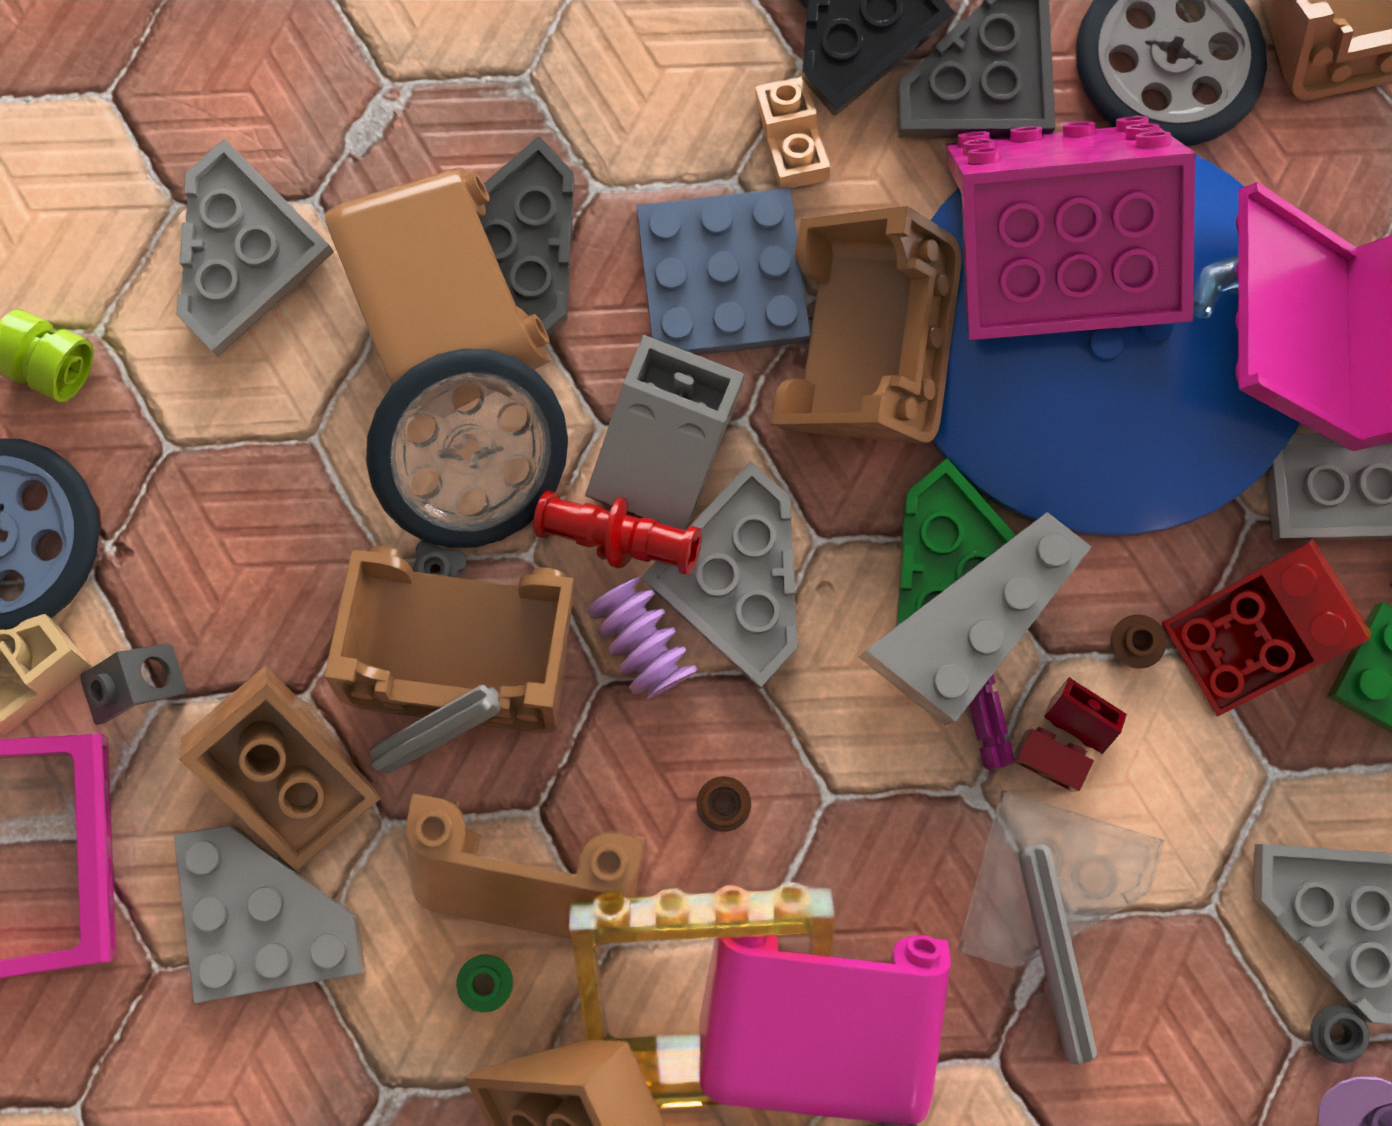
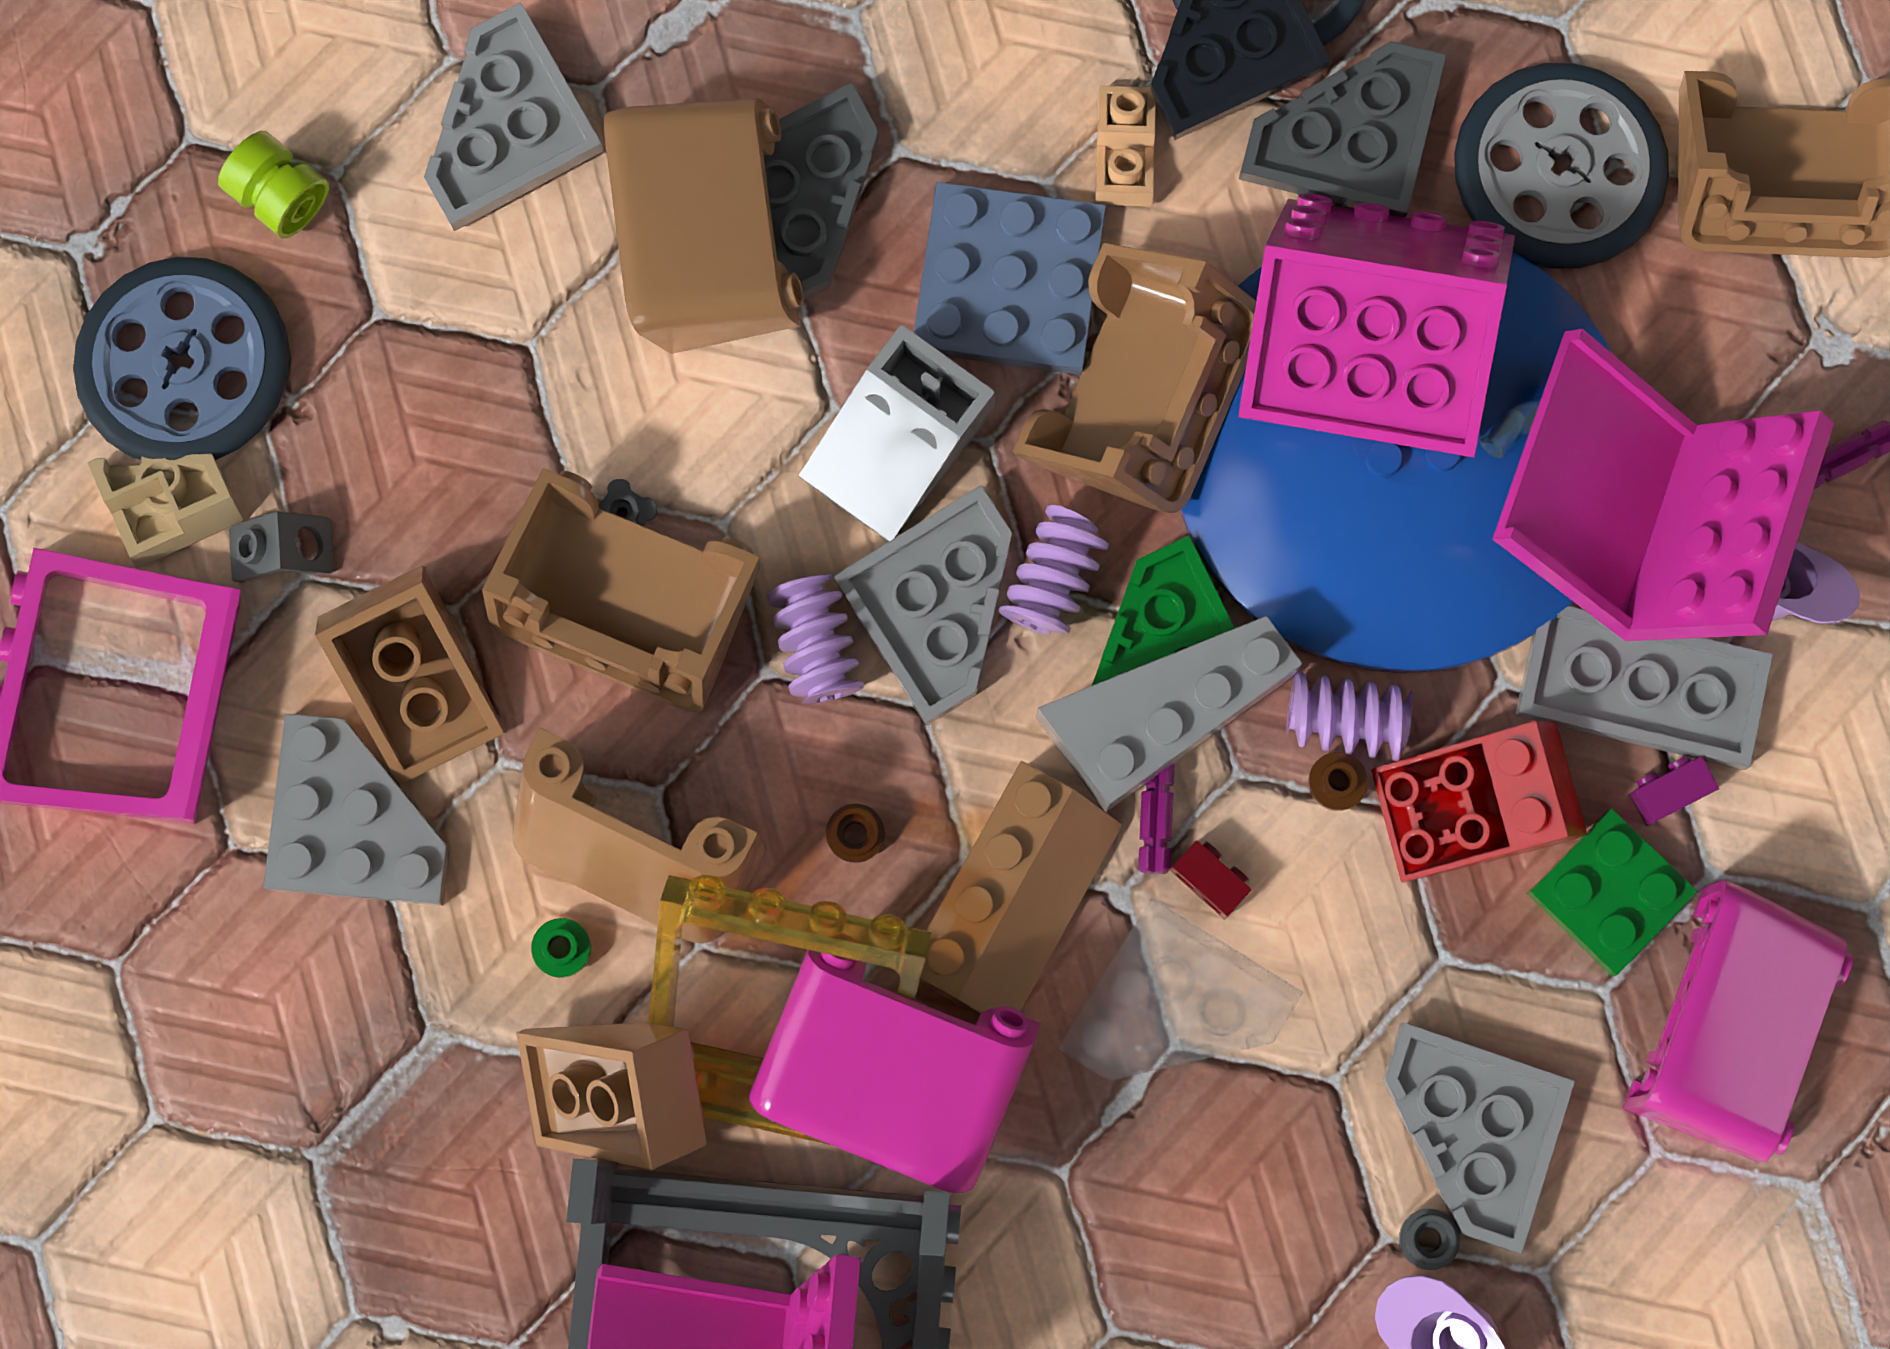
camera: 20 degrees right, 0 degrees up
(429, 392) = (663, 326): wedge -> none
(435, 729) = (578, 675): light grey axle -> none
(616, 534) = (818, 524): red piece -> none
(837, 521) = (1054, 572): none -> lavender piece
(884, 820) = (1016, 892): none -> medium nougat slope
(1057, 953) = (1155, 1074): light grey axle -> none
(1085, 715) = (1258, 842): dark red piece -> none
(1134, 578) = (1349, 715): none -> lavender piece

